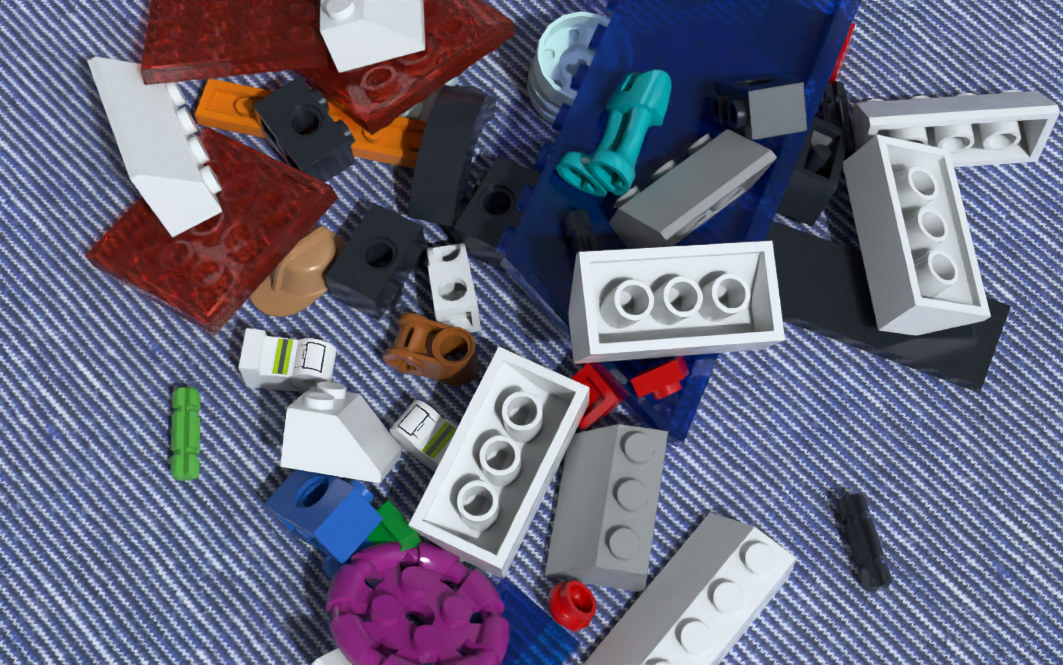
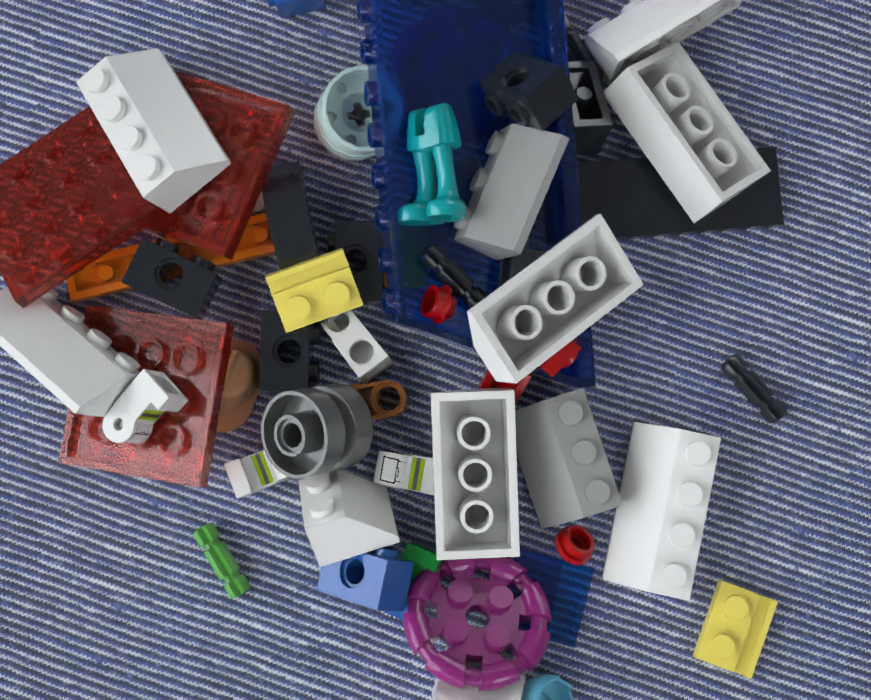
camera: 25 degrees left, 20 degrees up
(198, 225) = (140, 406): none -> white leg
(360, 333) = (316, 430): none -> dark grey wheel
(437, 202) = (314, 290): none -> light yellow plate
(556, 270) = (438, 303): none -> red plate

